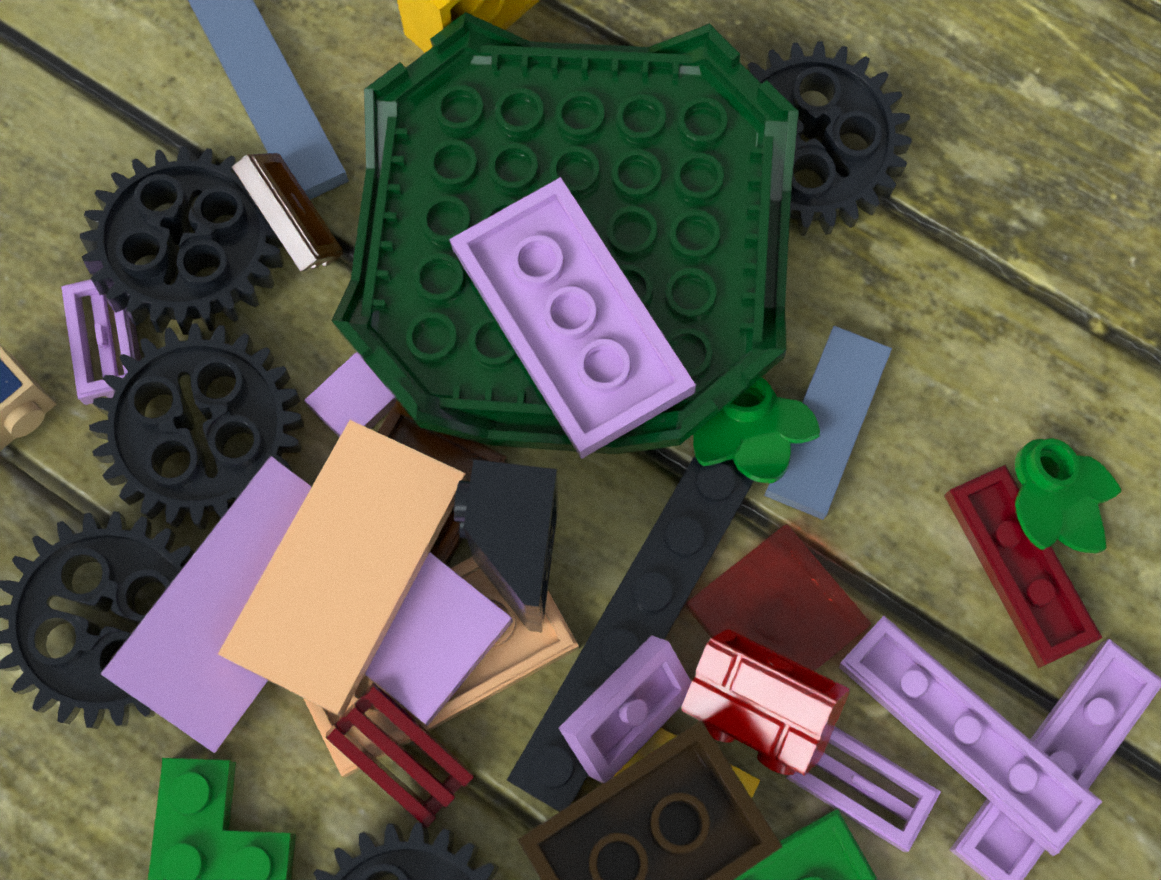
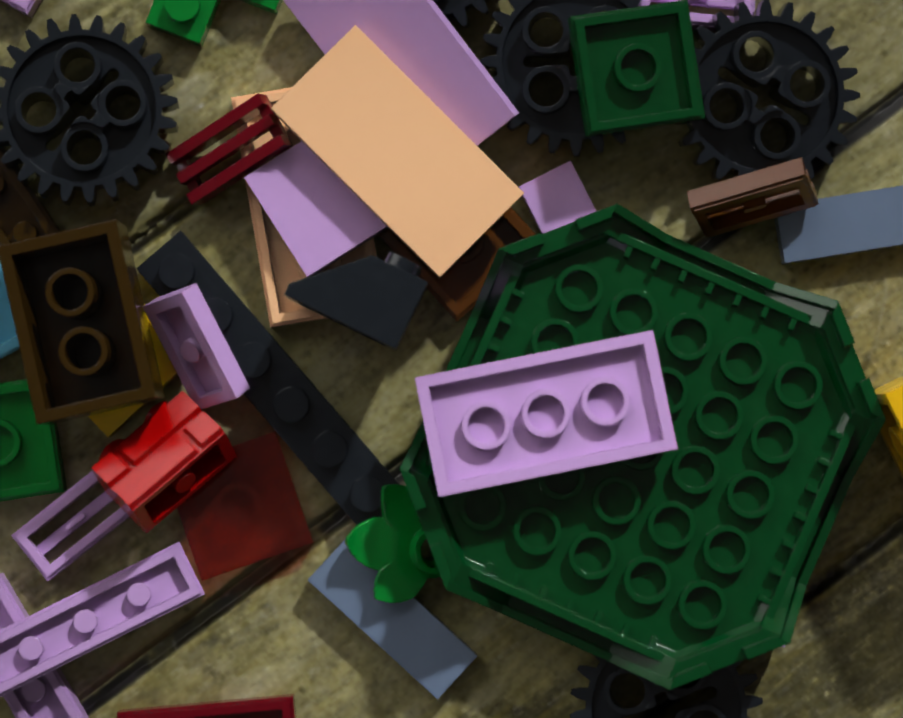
camera: 105 degrees right, 15 degrees up
(185, 353) = (636, 68): none -> dark green tile

